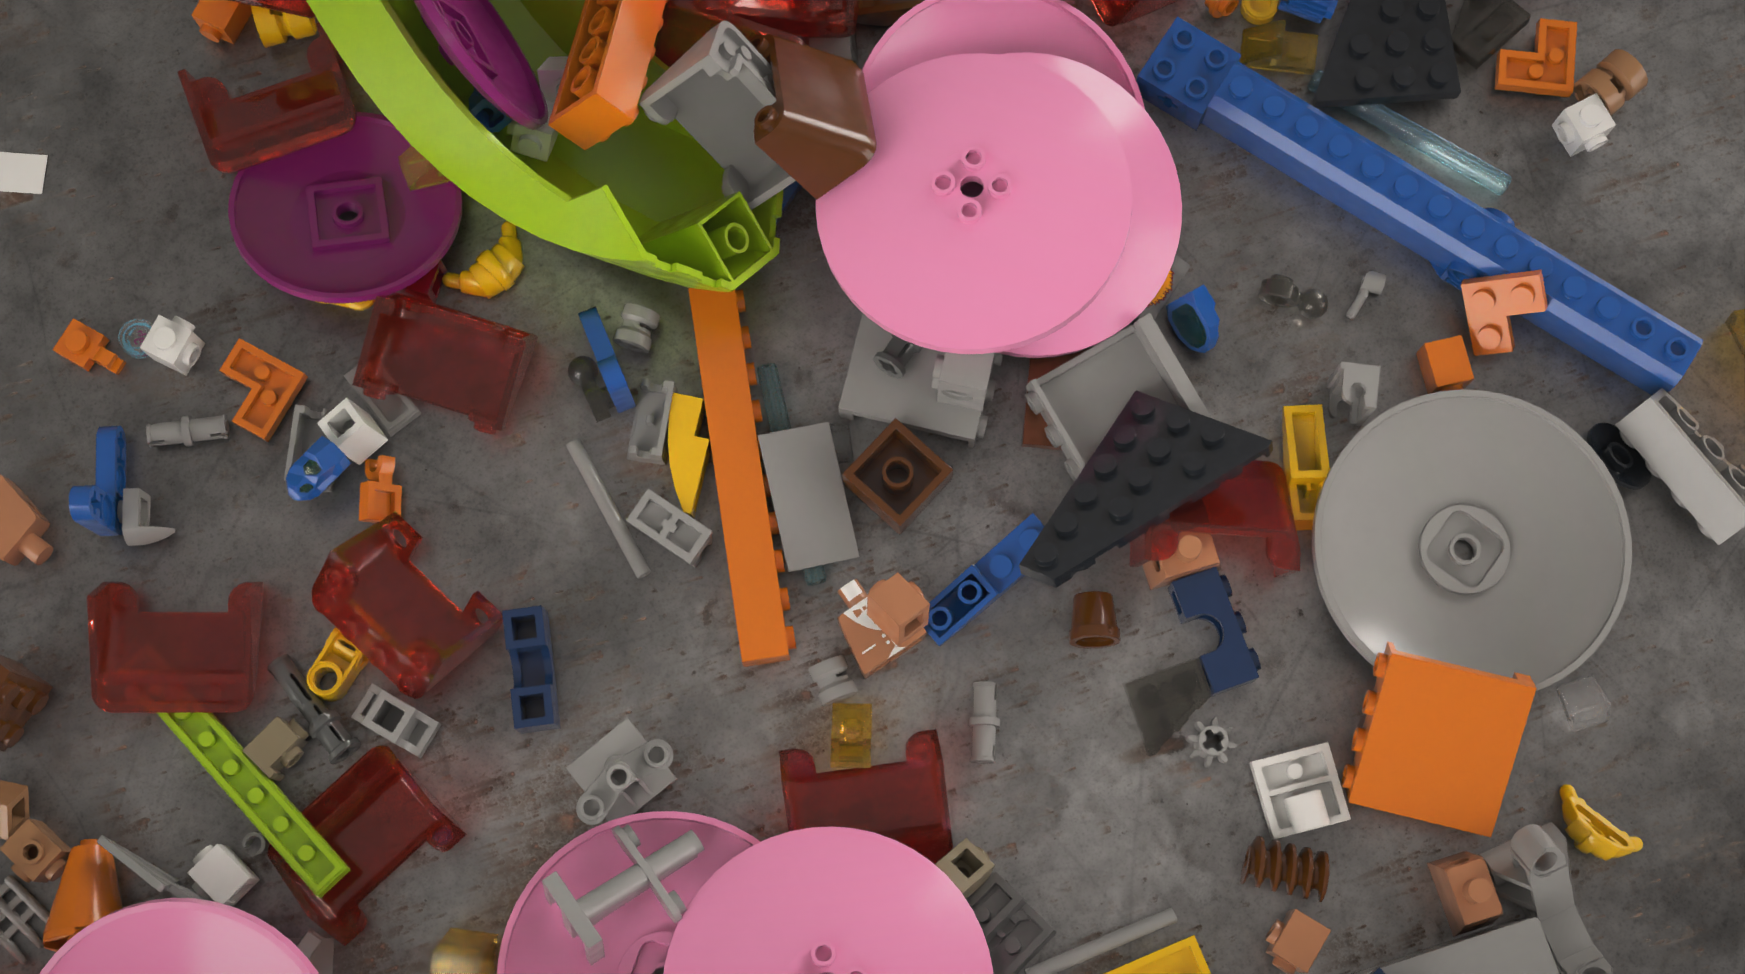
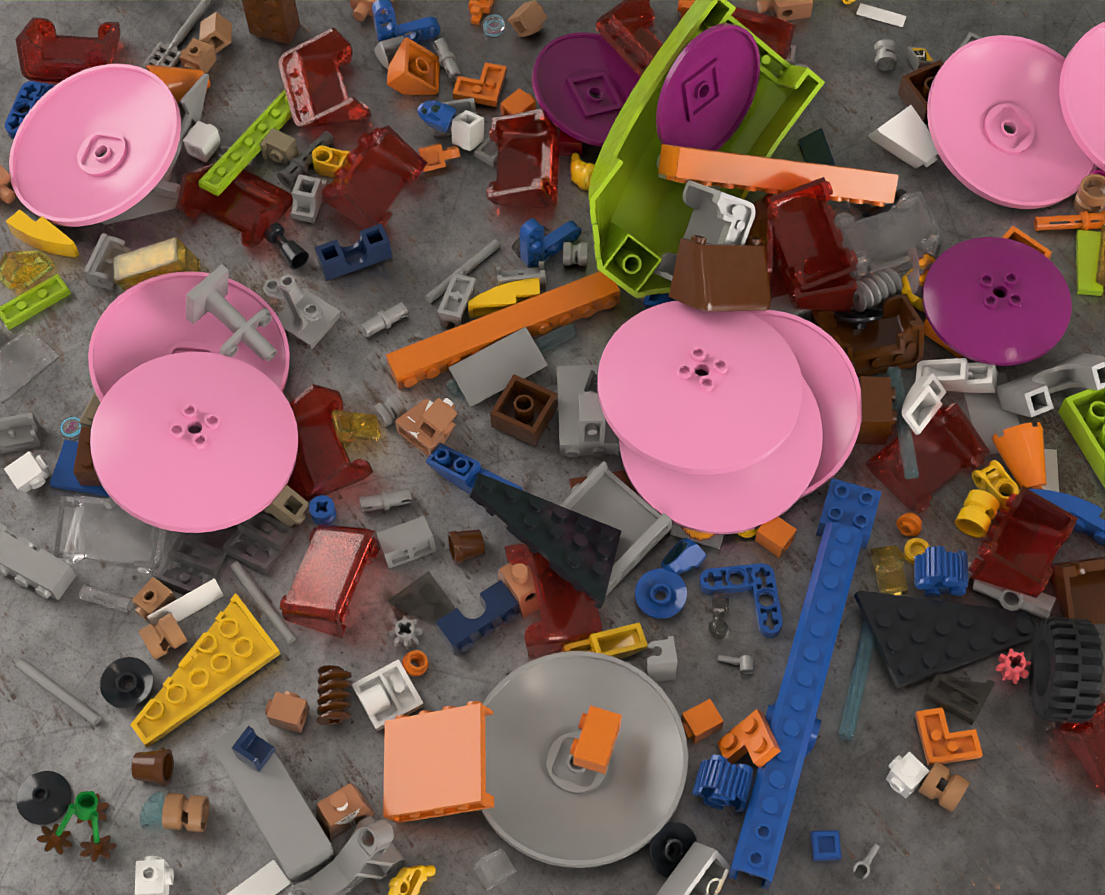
camera: 75 degrees right, 15 degrees down
(154, 278) = (528, 18): none -> medium nougat brick
(173, 344) = (493, 37): white brick -> none
(194, 489) = (414, 70): none -> orange slope
(329, 341) = (517, 103): none -> orange brick
(490, 771) = (291, 252): none -> black piece
(665, 652) = (384, 319): none -> light grey pin
(971, 824) = (319, 515): none -> blue wheel
(1063, 707) = (406, 542): none -> light grey hinge
(1097, 831) = (329, 577): none -> clear red windscreen
(1197, 180) = (776, 536): none -> orange panel
(1252, 238) = (750, 583): none -> blue beam
(1257, 355) = (657, 582): none -> blue dish
(1262, 730) = (417, 657): none -> orange plate
(1468, 509) = (596, 739): none -> orange brick
(1550, 362) = (723, 783): none -> blue brick
(1646, 261) = (825, 845): none -> blue tile
(1682, 219) = (867, 860): none -> light grey hand

